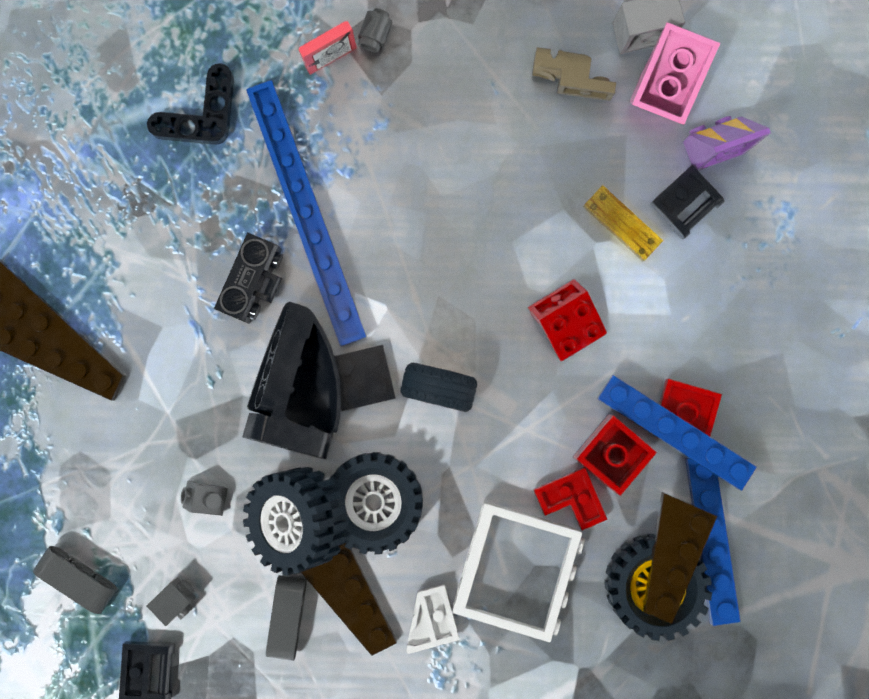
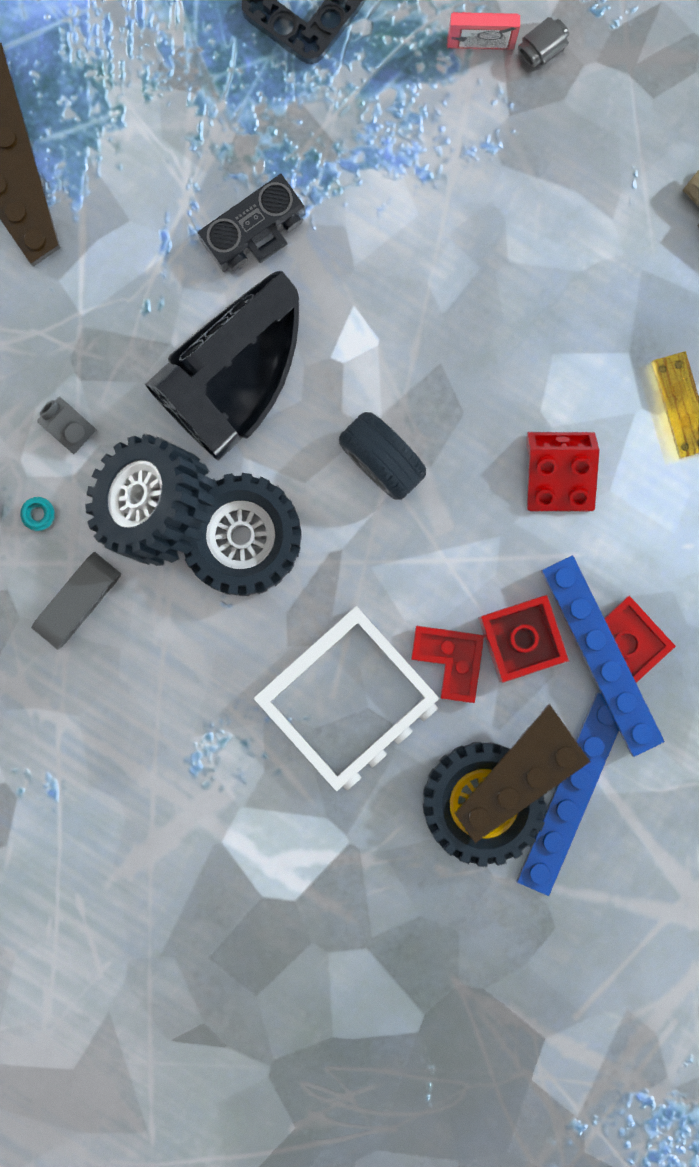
camera: 25 degrees right, 0 degrees up
(218, 580) = (27, 514): none -> teal plate
(306, 213) = (354, 191): blue plate -> none
(352, 599) = (156, 619): dark brown wing -> none
(364, 378) = (309, 402): black plate -> none
(432, 620) = (226, 696): white wing -> none

